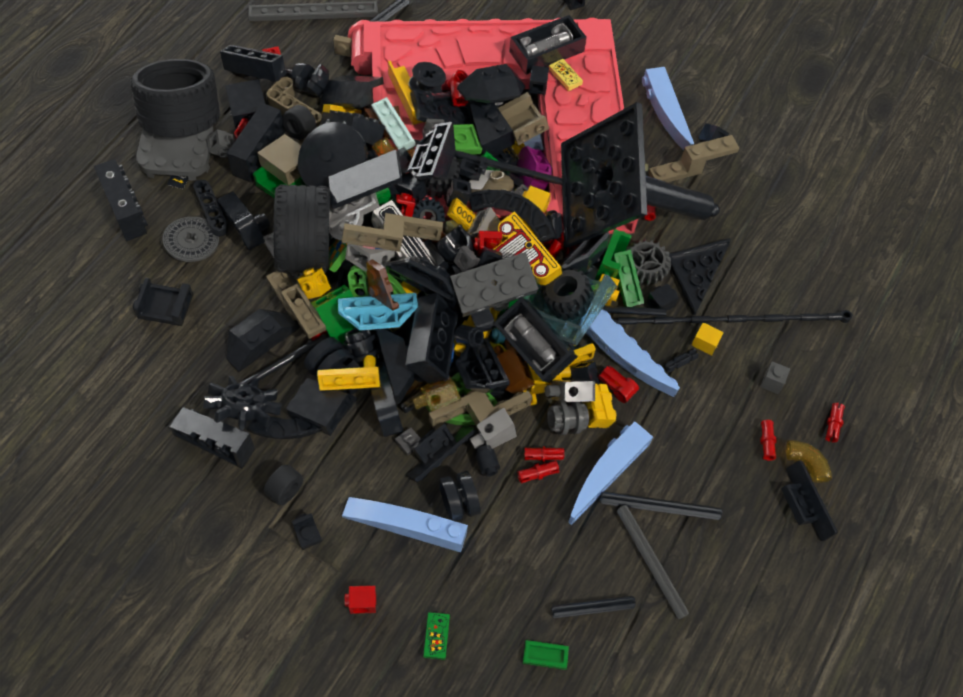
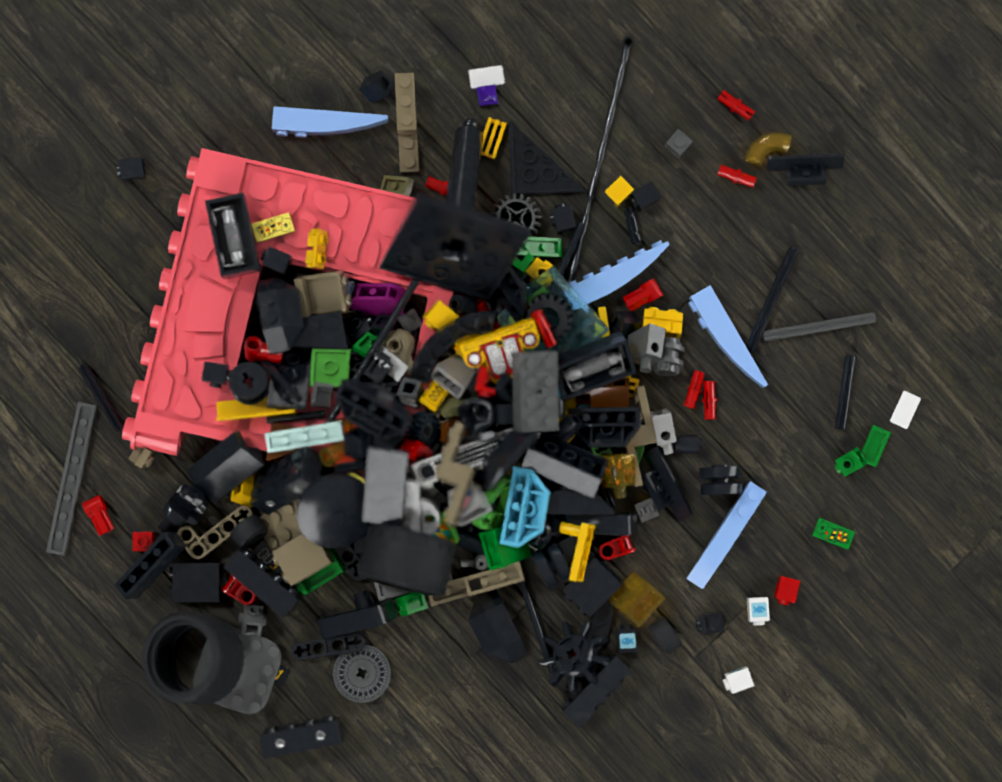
camera: 70 degrees left, 25 degrees up
(163, 303) = (433, 713): black panel -> none
(251, 574) = (738, 680): none -> white brick
(264, 260) = (410, 603): none -> green bracket
(271, 453) = (627, 639): none -> brick
(290, 28) = (96, 510): none -> red piece
(313, 450) = (636, 599): none -> clear yellow slope
(314, 283) = (467, 561): yellow brick -> none
(332, 575) = (758, 610): none -> brick
(365, 422) = (618, 547): none -> red piece
(379, 284) = (505, 501): reddish brown wing -> none
(408, 121) = (296, 417): none -> black bar
(427, 54) = (215, 374): none -> black brick
(466, 259) = (503, 410): flat silver tile -> none
(520, 629) = (854, 457): none -> green brick
(555, 283) = (543, 327): none -> red axle
(560, 106) = (318, 240): none -> yellow hinge
(596, 680) = (905, 409): none -> white sticker
(708, 227) = (496, 123): none -> yellow tile
(712, 362) = (645, 196): none -> black brick
(744, 218) = (487, 95): none -> dark purple tile
(760, 215) = (486, 76): none -> white sticker

